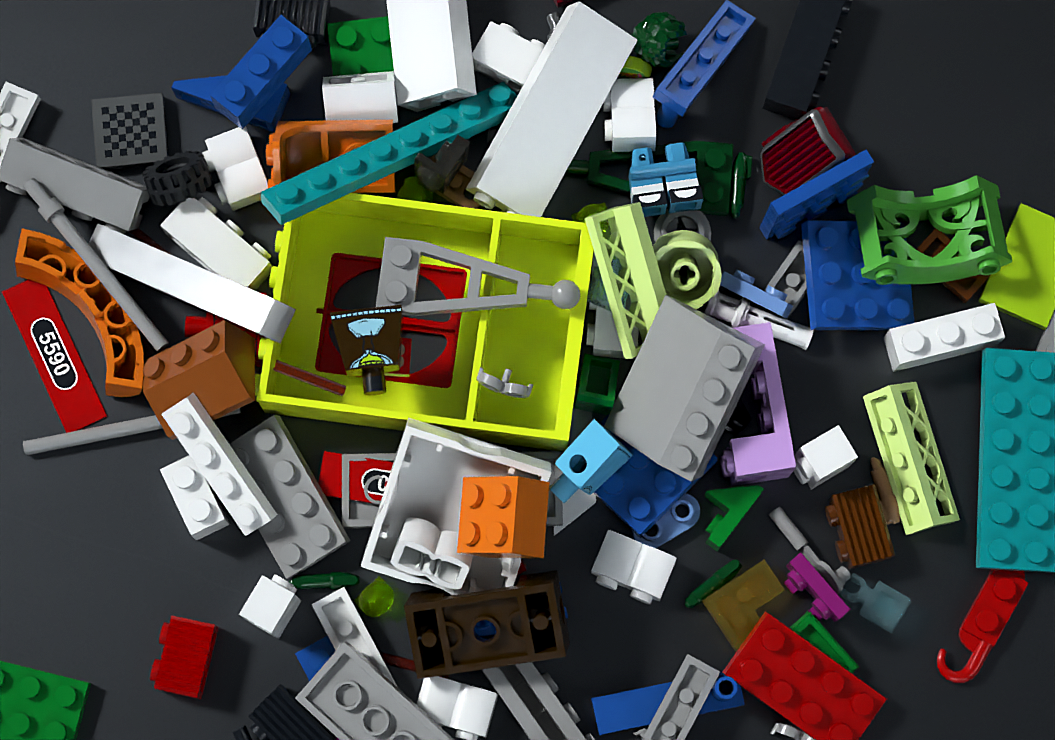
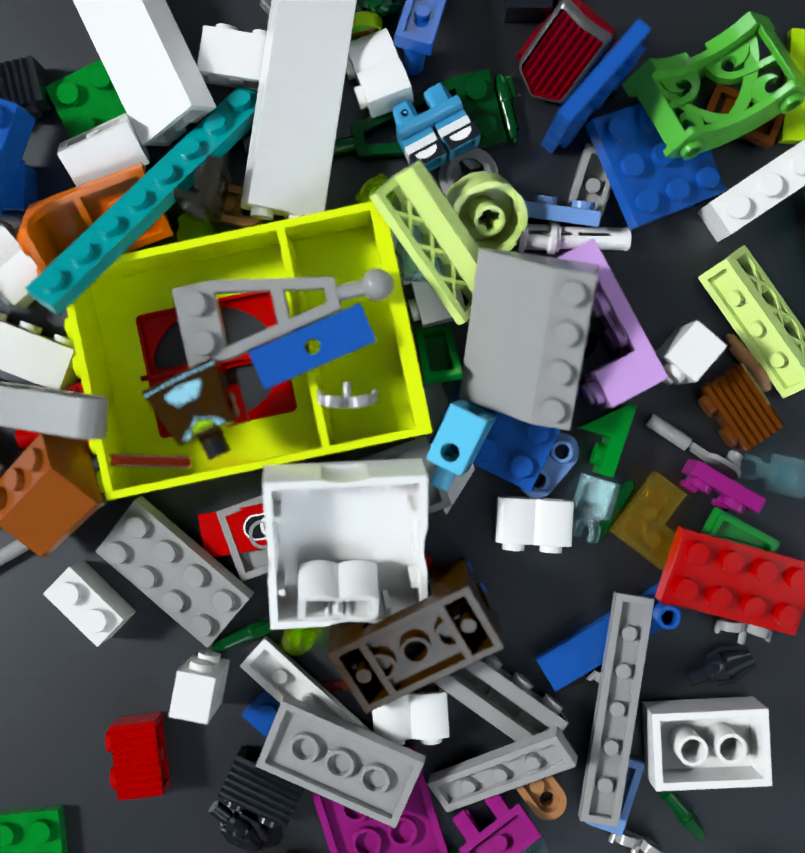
camera: 15 degrees left, 10 degrees up
(219, 464) = (97, 569): white plate -> none
(503, 517) = (395, 539): orange brick -> none
(514, 327) = (289, 354): none -> blue tile
(696, 566) = (595, 501): none -> clear light blue plate

